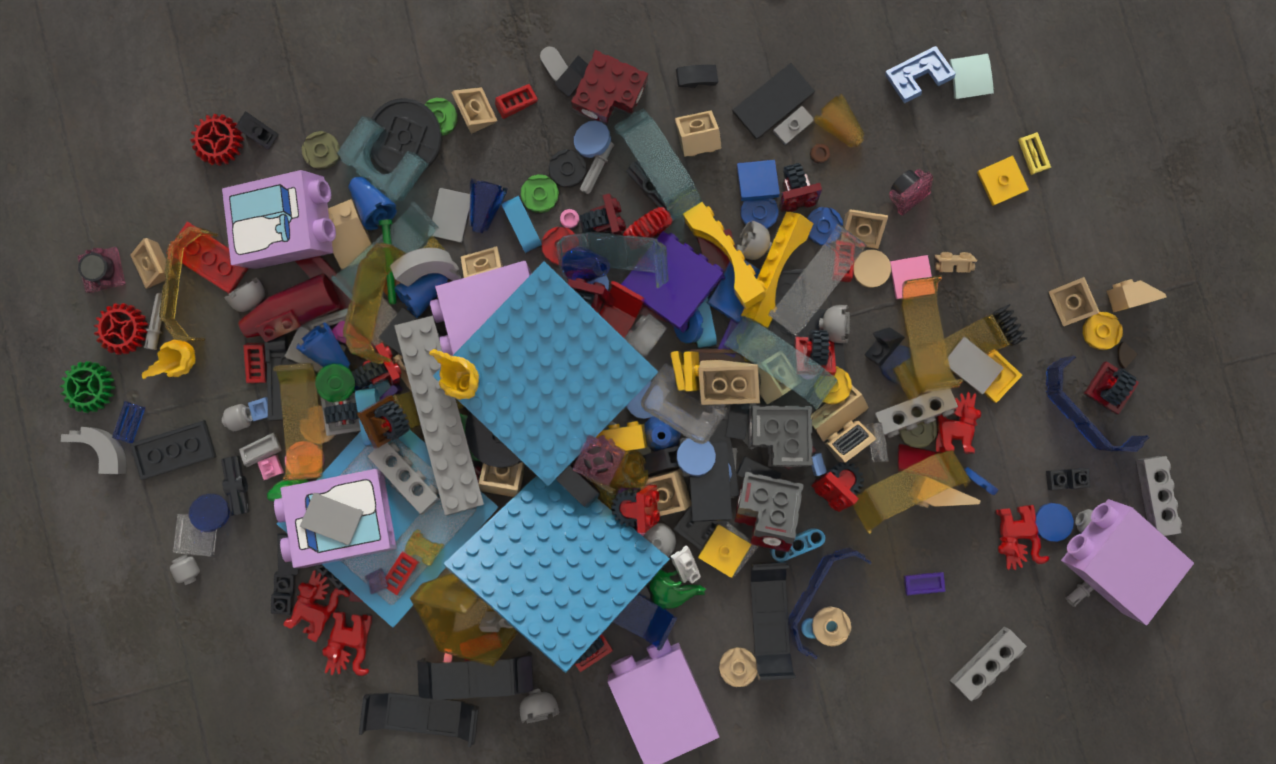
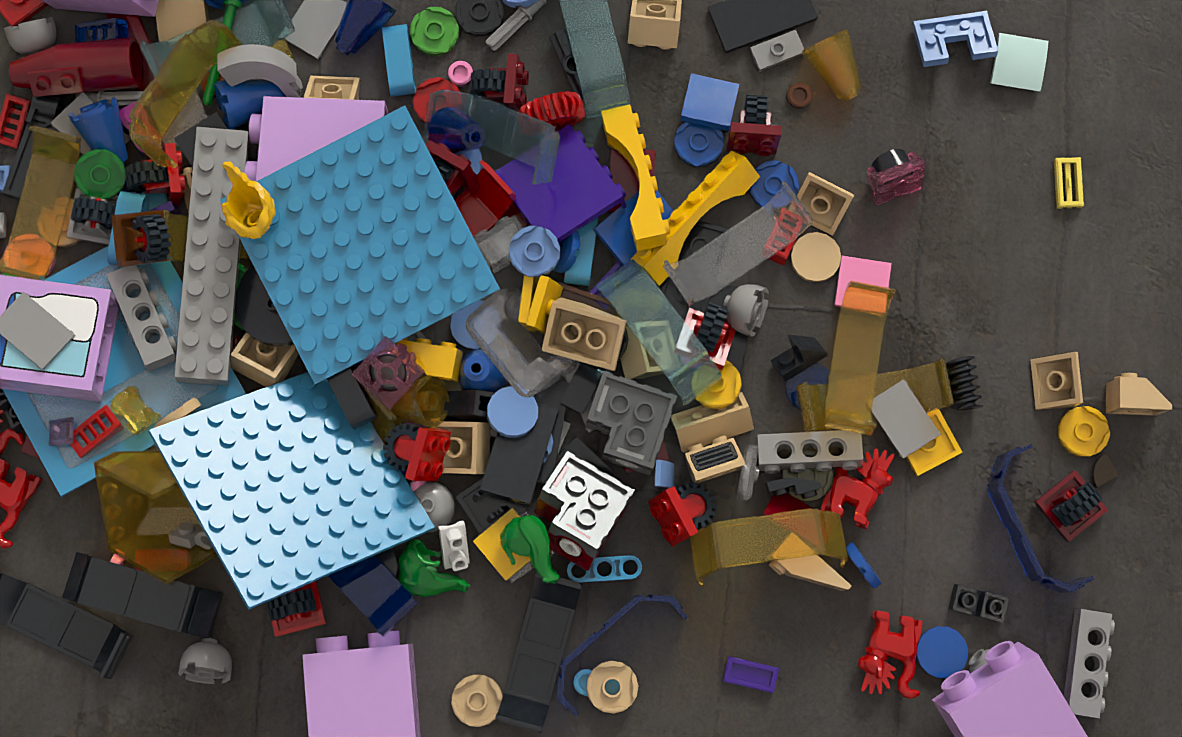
camera: 20 degrees right, 5 degrees down
(306, 270) = (115, 27): none -> clear blue slope
(457, 542) = (185, 410): none -> tan tile
(673, 335) = (534, 251): none -> medium blue tile
(740, 545) = (529, 538): none -> green piece
(755, 241) = (679, 174): light grey cylinder -> none
(917, 440) = (803, 487): none -> black slope
(948, 260) = (914, 279): tan hinge -> none
(1002, 180) = (1017, 203): yellow plate -> none

